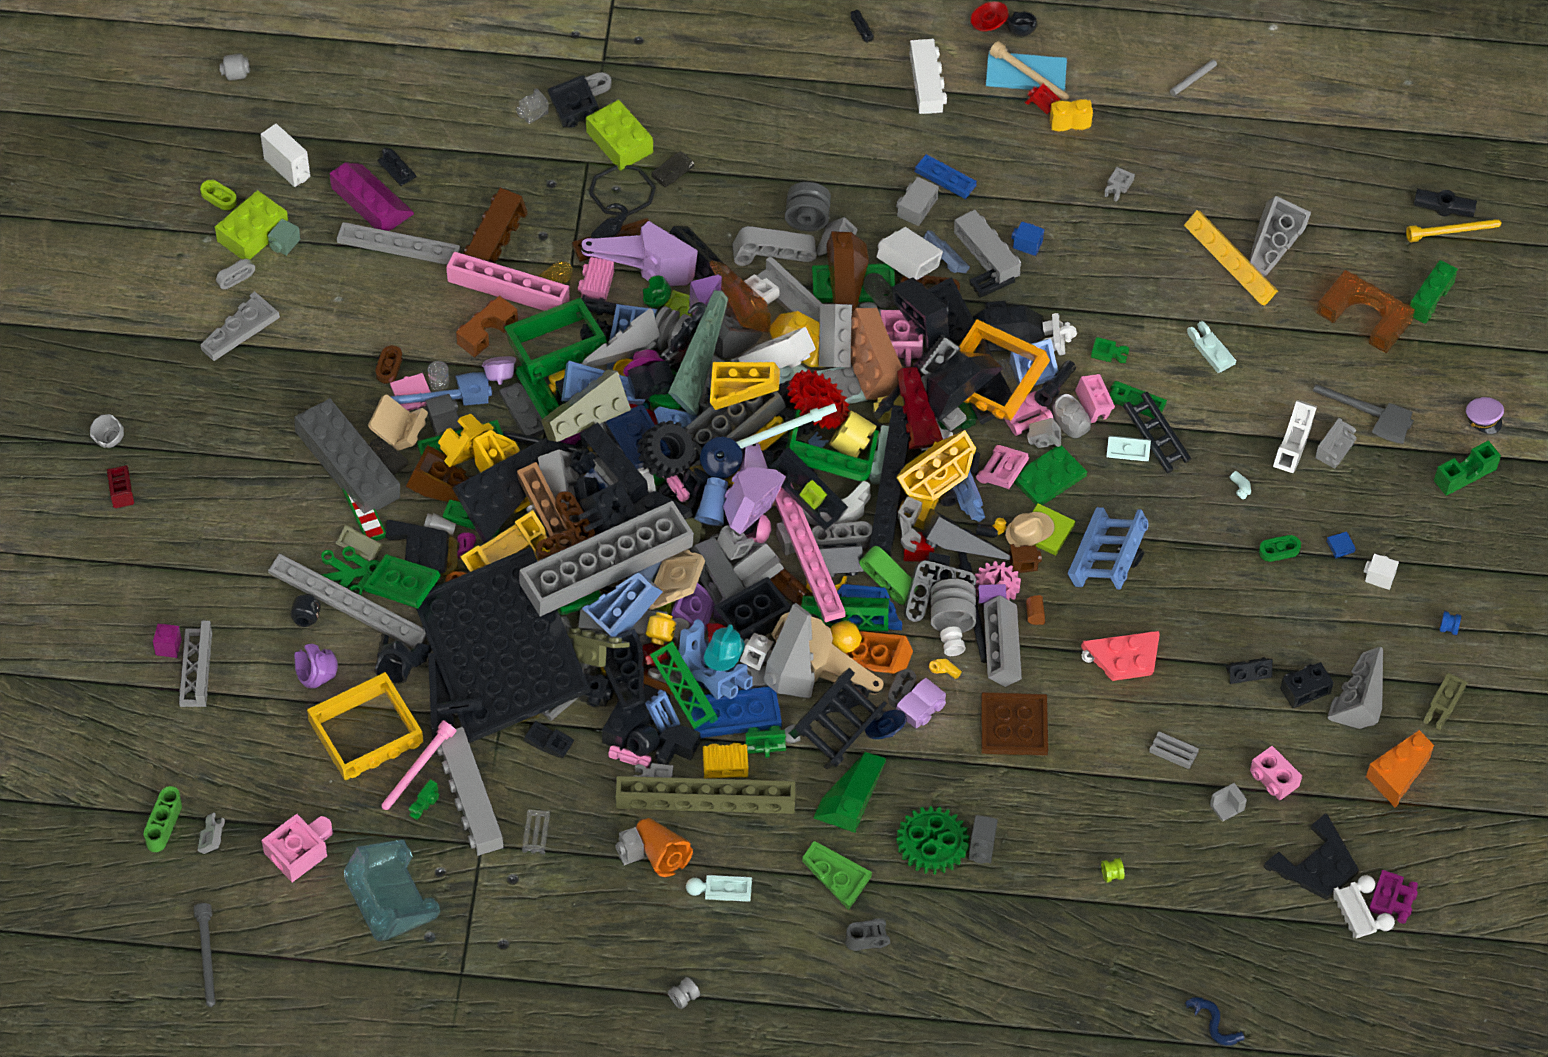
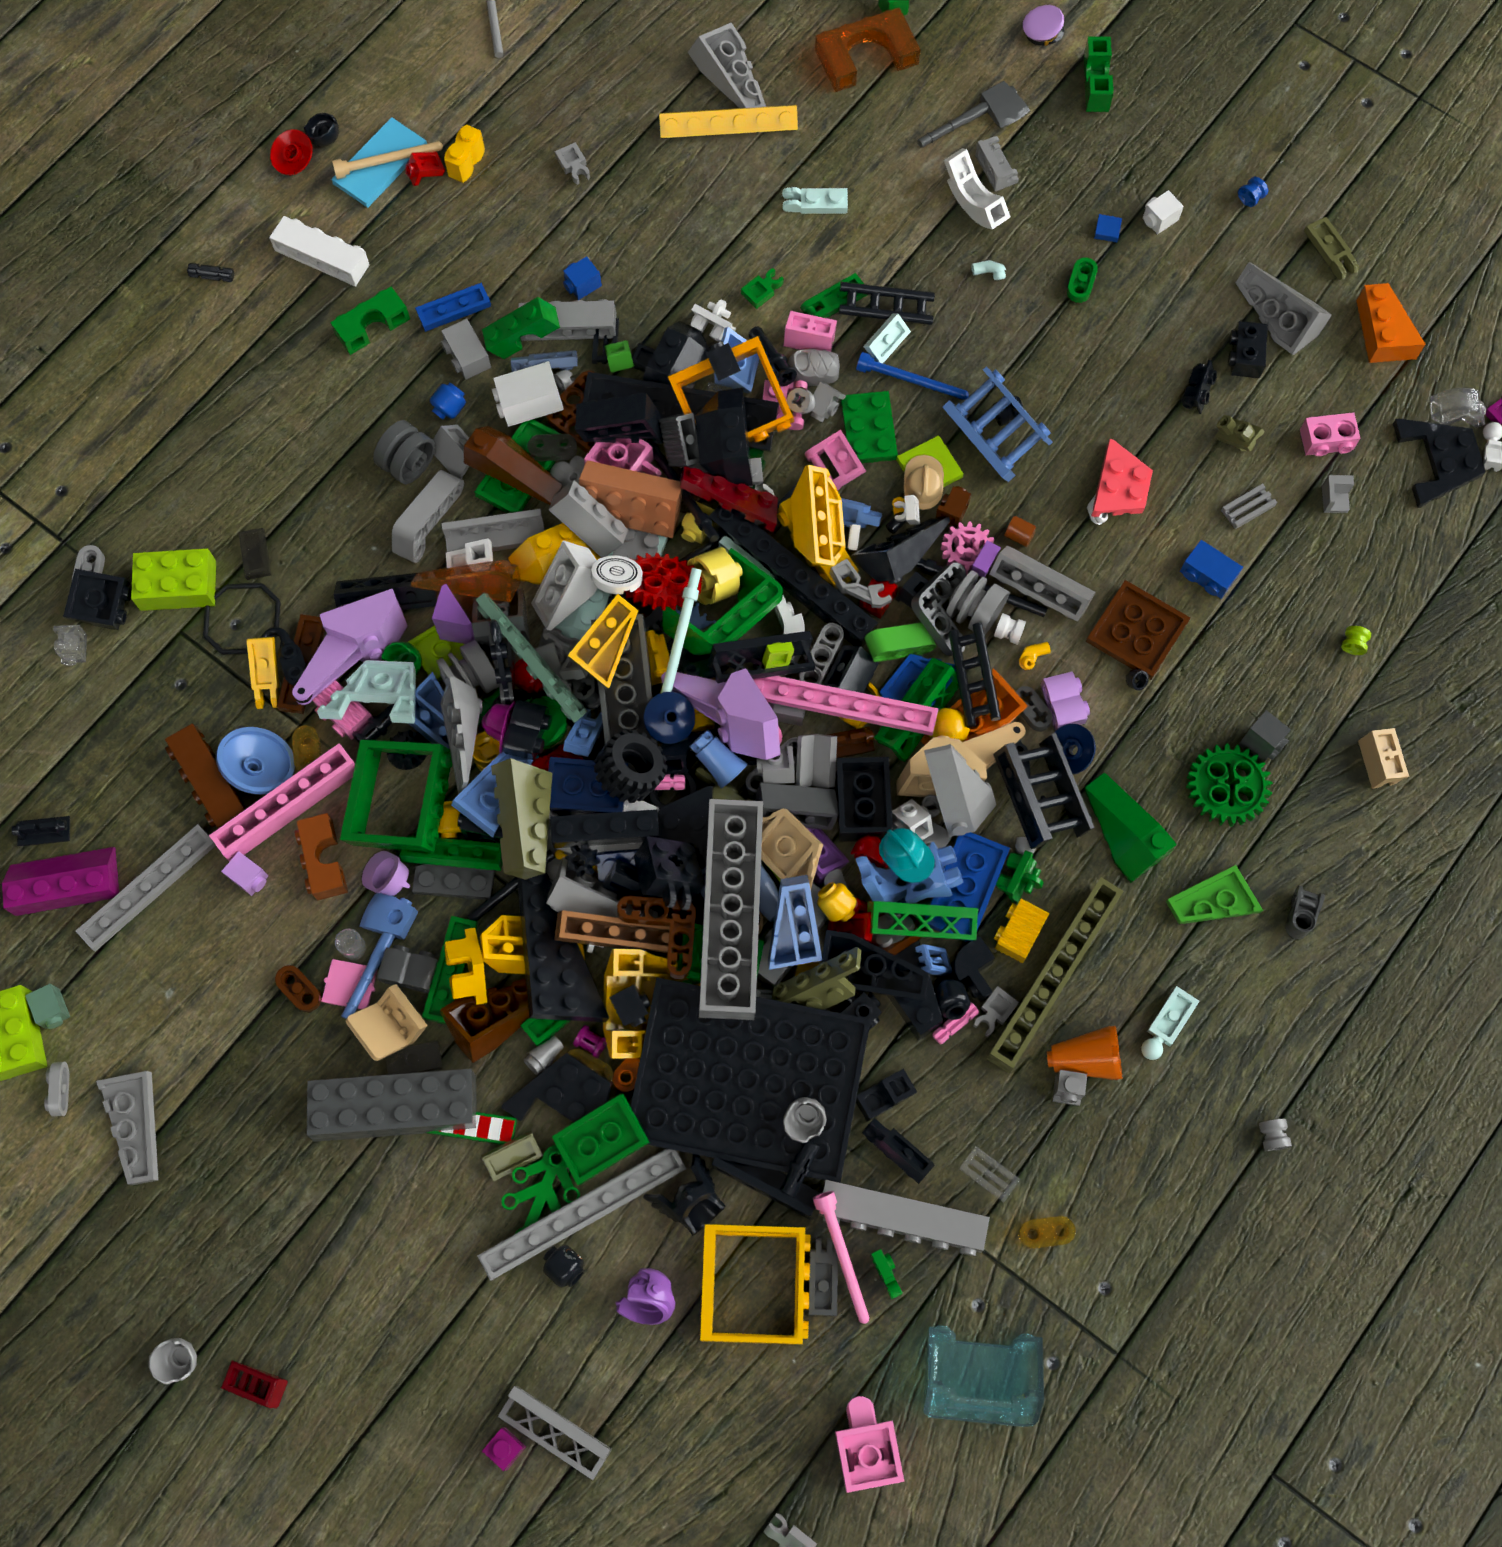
camera: 55 degrees left, 15 degrees up
(393, 766) = (823, 1280): none -> dark grey hinge
(445, 291) = (245, 874): none -> lavender brick
(492, 684) = (804, 1119): none -> light grey hair
(502, 544) = (631, 1006): none -> black brick
(514, 767) = (899, 1150): none -> black hinge
(519, 885) = (1046, 1232): none -> clear yellow plate
(530, 243) = (255, 750): none -> medium blue dish
(590, 218) = (263, 669): none -> yellow hinge
(627, 284) = (379, 683): none -> light aqua wing
(798, 364) = (616, 574): none -> white tile
(869, 212) = (447, 401): none -> blue head
(882, 127) = (383, 307): none -> green arch
(889, 637) = (986, 684): none -> black bar
(940, 270) = (563, 379): none -> light grey hinge
(945, 215) = (532, 318): none -> green arch
(950, 507) = (854, 537): none -> white tile
(969, 740) = (1139, 675): none -> black hinge
(983, 292) = (619, 356): none -> bright green slope
(996, 529) = (911, 510): none -> white tile
(1011, 341) = (722, 360): none -> black bracket
(1028, 415) = (806, 400): none -> light grey wheel
(1028, 930) = (1383, 757): none -> tan hinge
(1098, 446) = (867, 363): none -> blue piece
(1098, 747) = (1211, 569): none -> blue brick
(1225, 709) = (1238, 433): none -> olive hips
(1369, 848) = (1458, 405): none -> clear brick

